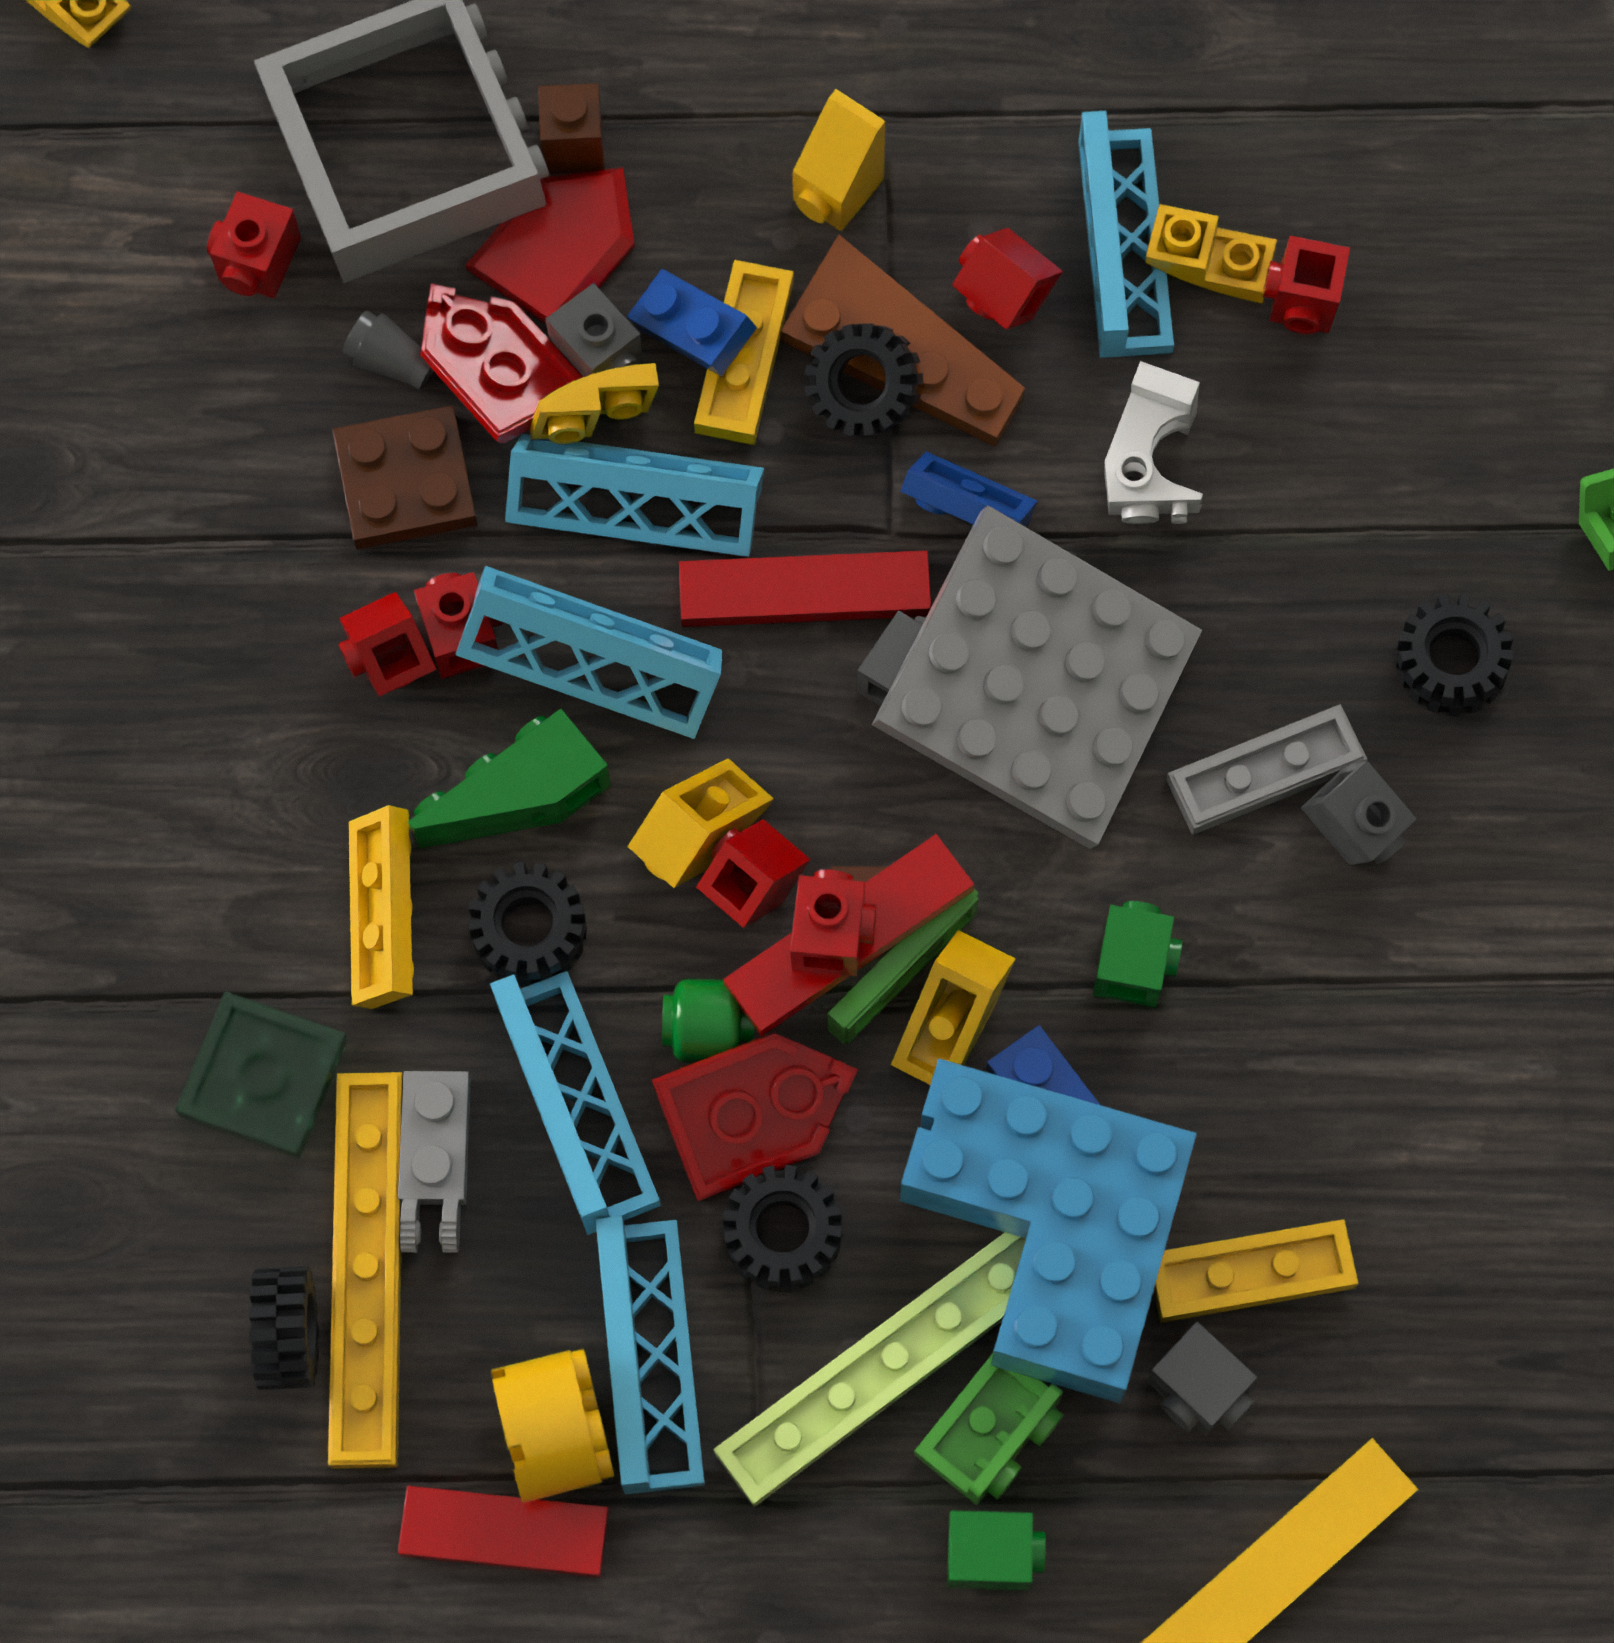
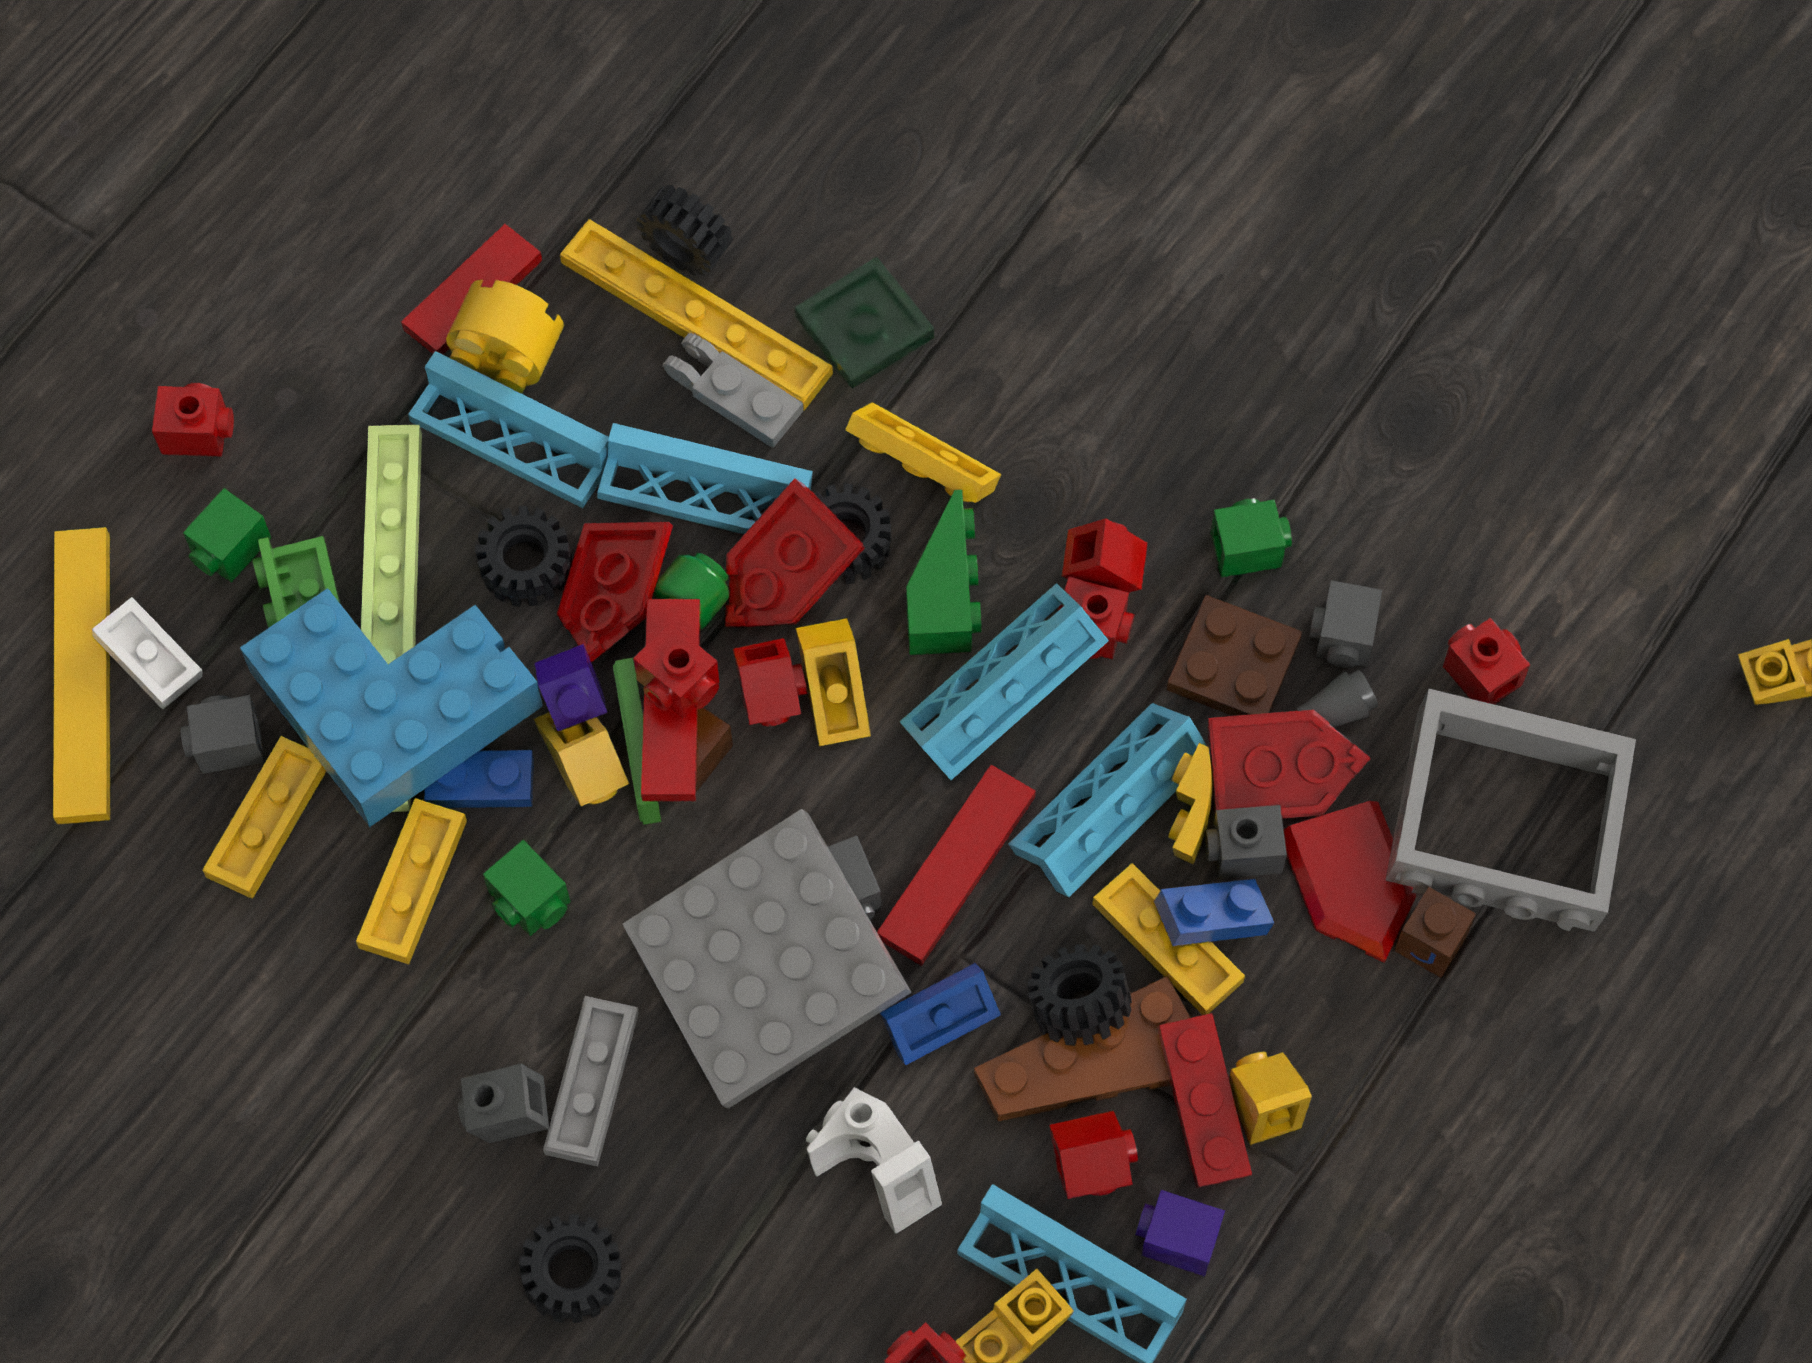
camera: 125 degrees right, 5 degrees down
(261, 536) = (1249, 537): none -> green brick
(298, 389) = (1346, 624): none -> dark grey brick
(604, 941) = (787, 560): none -> red tile
(879, 225) = (1204, 1100): none -> red plate
(903, 1052) = (570, 687): none -> dark purple brick
(1017, 168) = (1180, 1232): none -> dark purple brick
(1177, 1535) = (147, 653): none -> white plate
(1211, 1073) = (411, 881): none -> yellow plate

